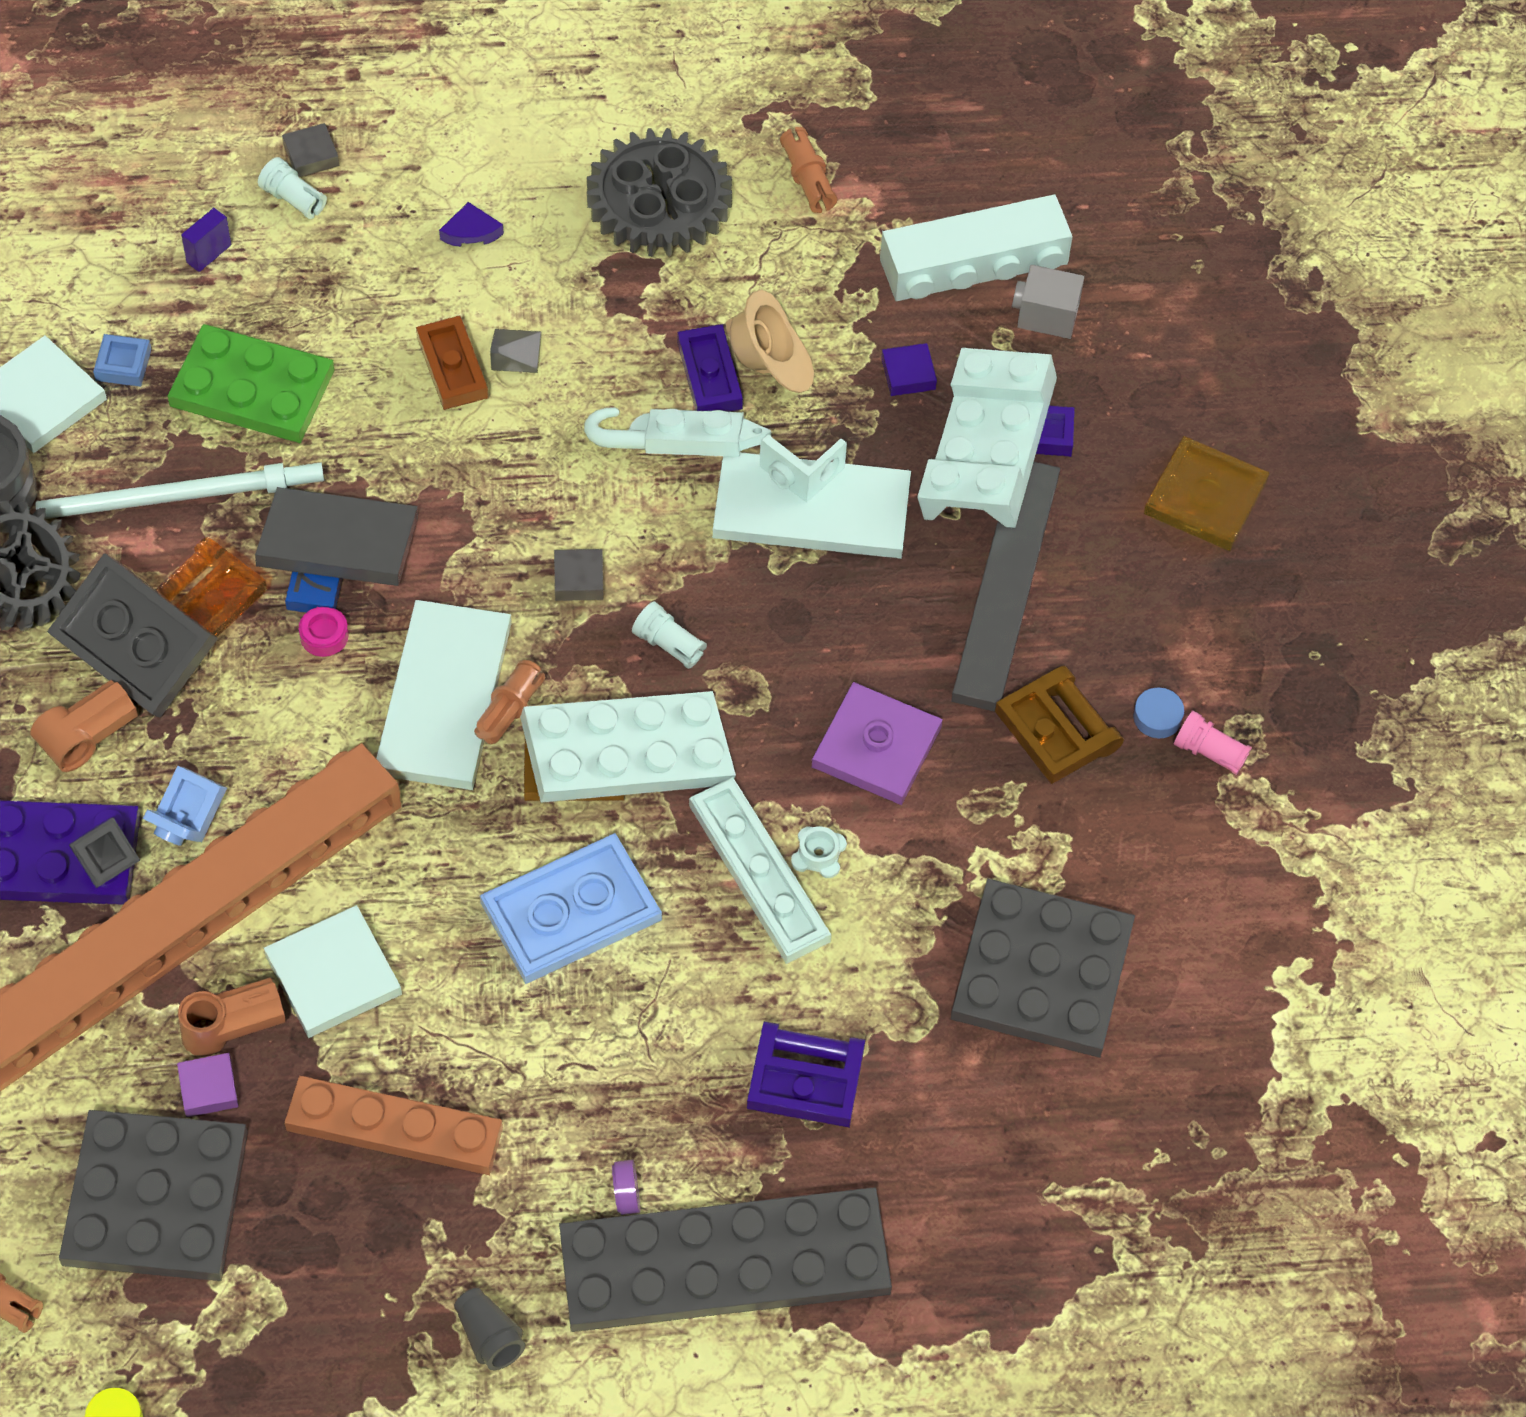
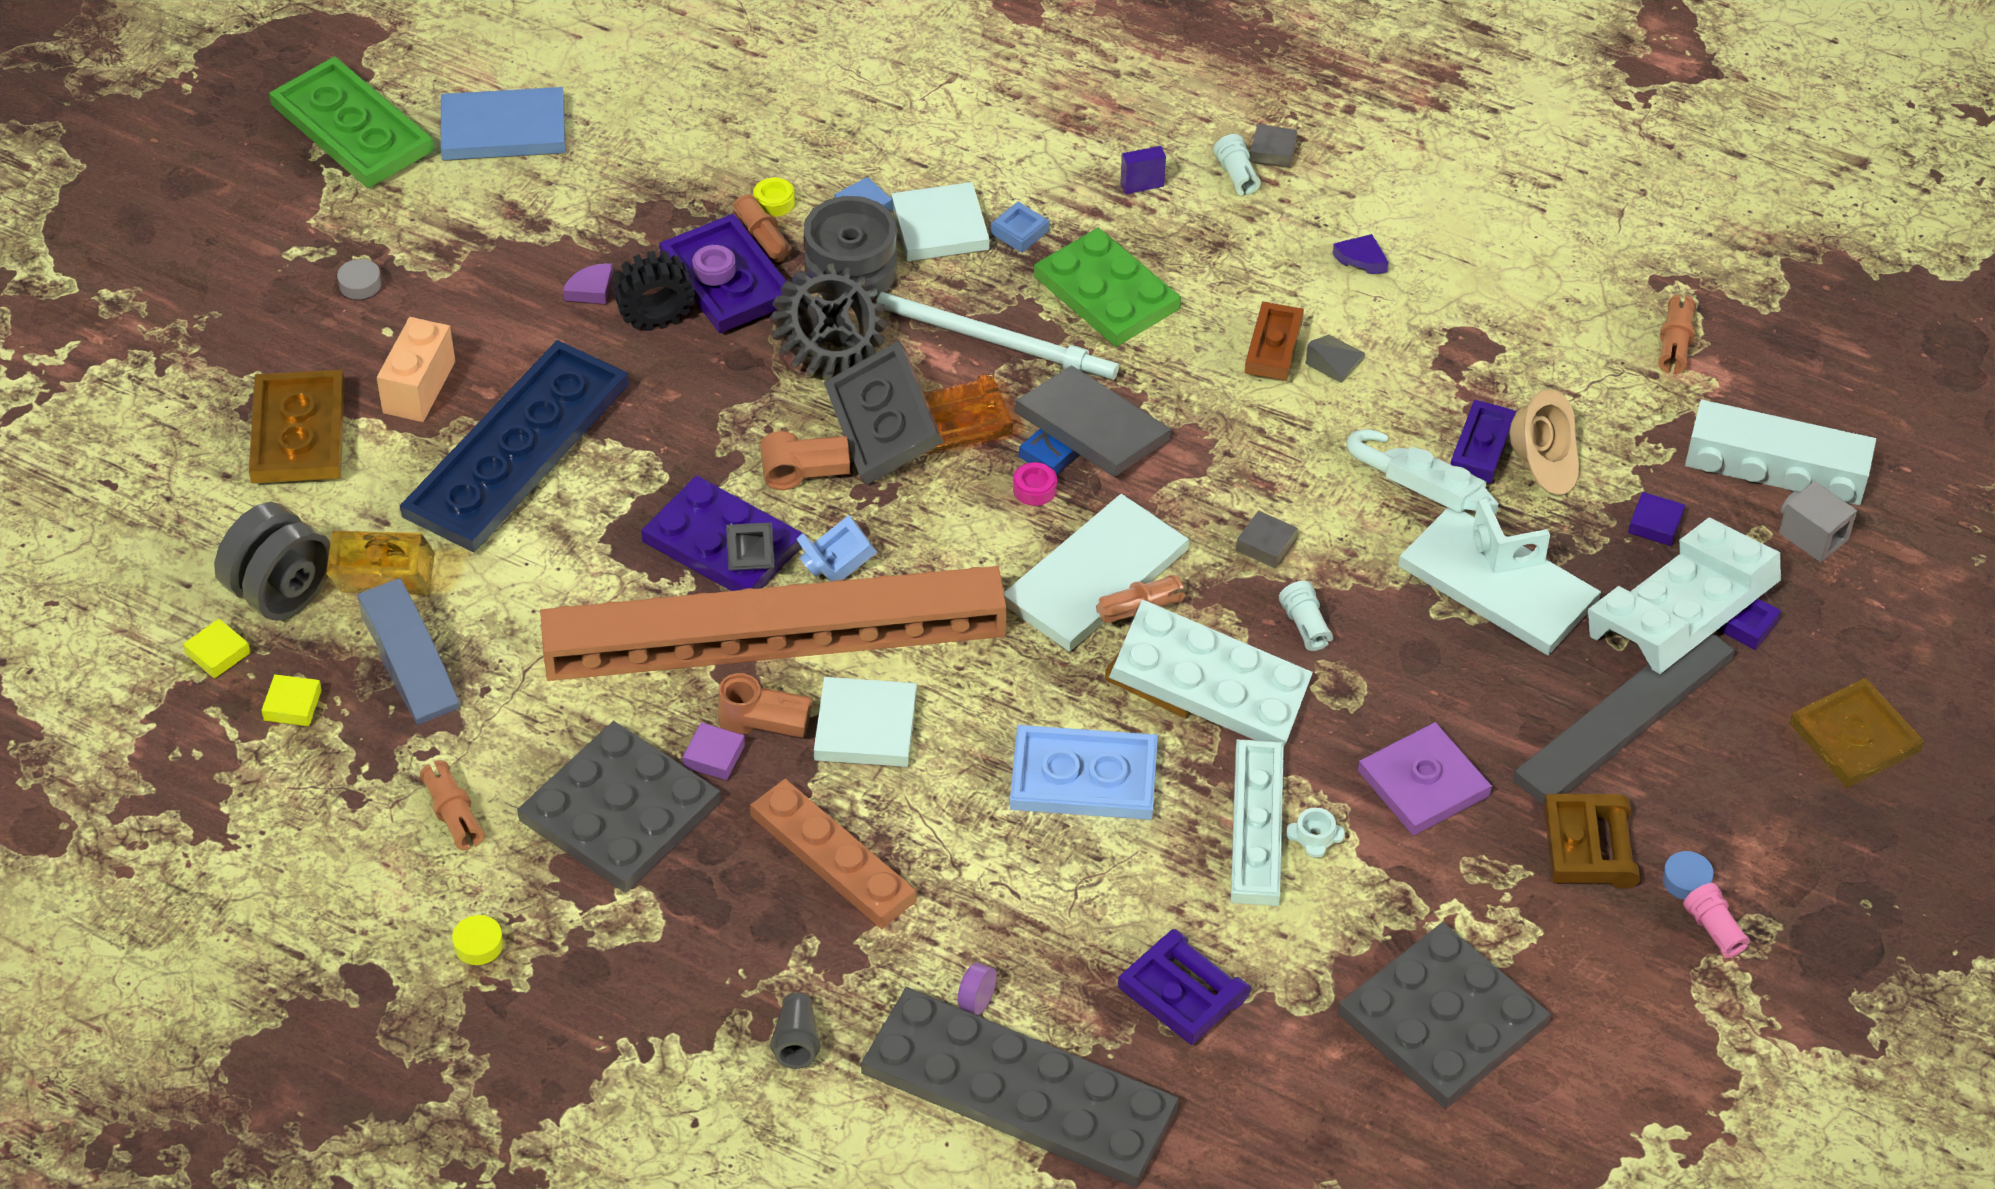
camera: 35 degrees right, 10 degrees down
(635, 209) = (1567, 300): dark grey gear -> none

